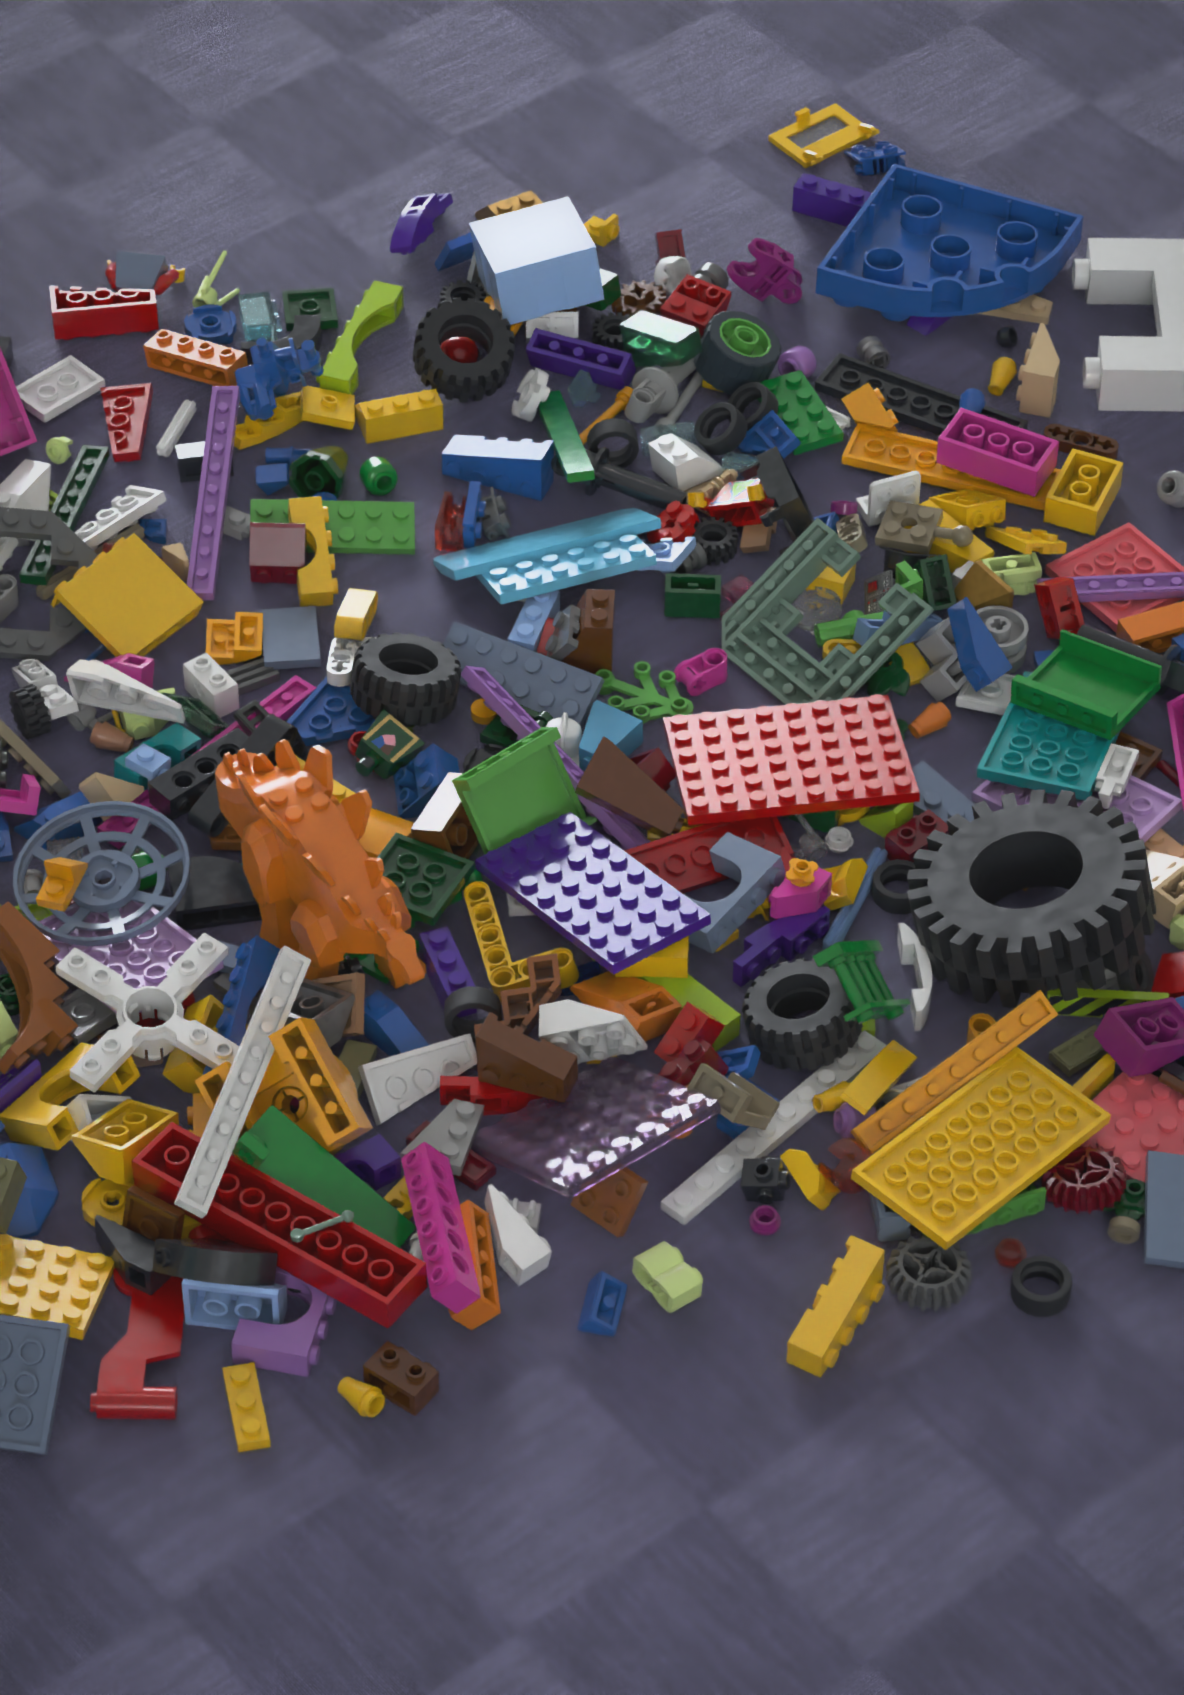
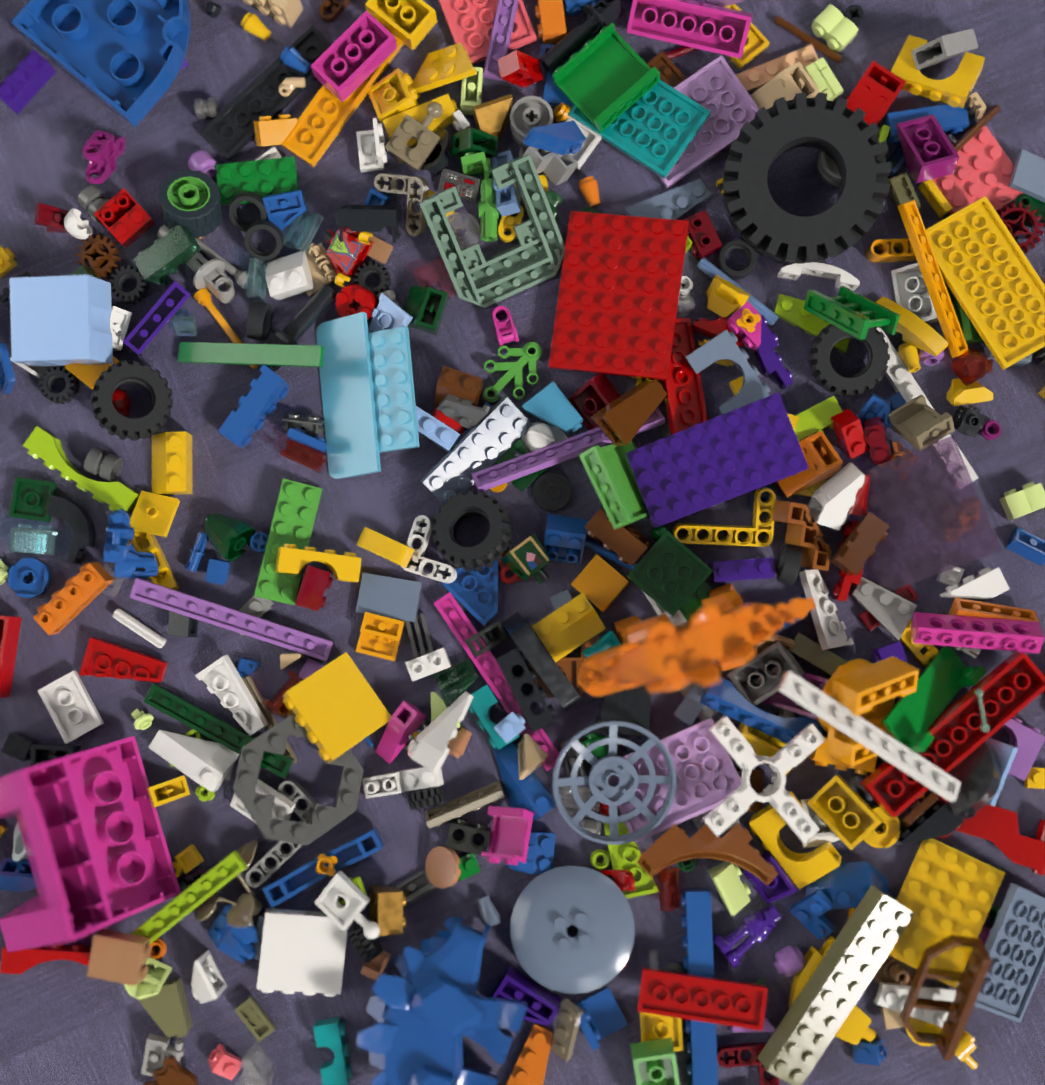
camera: 75 degrees left, 40 degrees up
(61, 882) = (620, 812): light orange slope -> none
(376, 353) = (106, 465): none -> dark grey wheel
(378, 476) = (239, 495): green head -> none
(532, 391) = (187, 364): white plate -> none
(594, 1070) = (860, 504): none -> red slope
(843, 507) = (364, 180): magenta tile -> none
(934, 411) = (290, 84): none -> tan arm
(1024, 665) = (561, 112): none -> light orange plate
(1115, 772) = (691, 87): white hinge -> none

